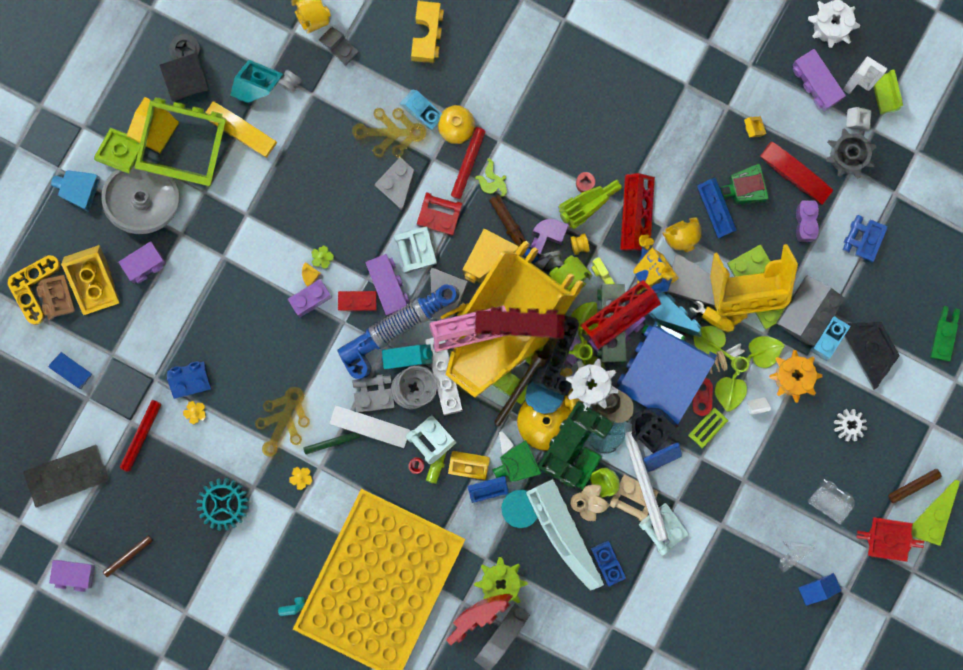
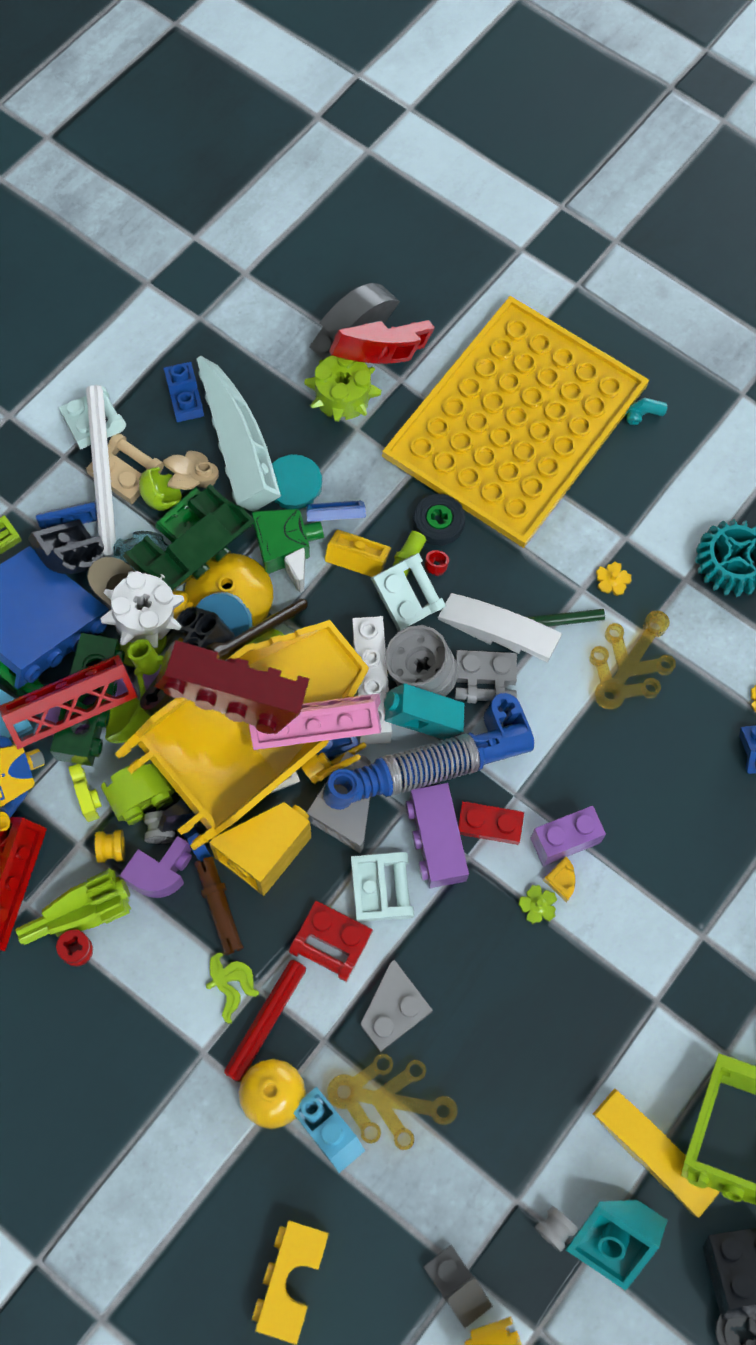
camera: 175 degrees left, 15 degrees down
(424, 489) = (449, 511): none -> black bush

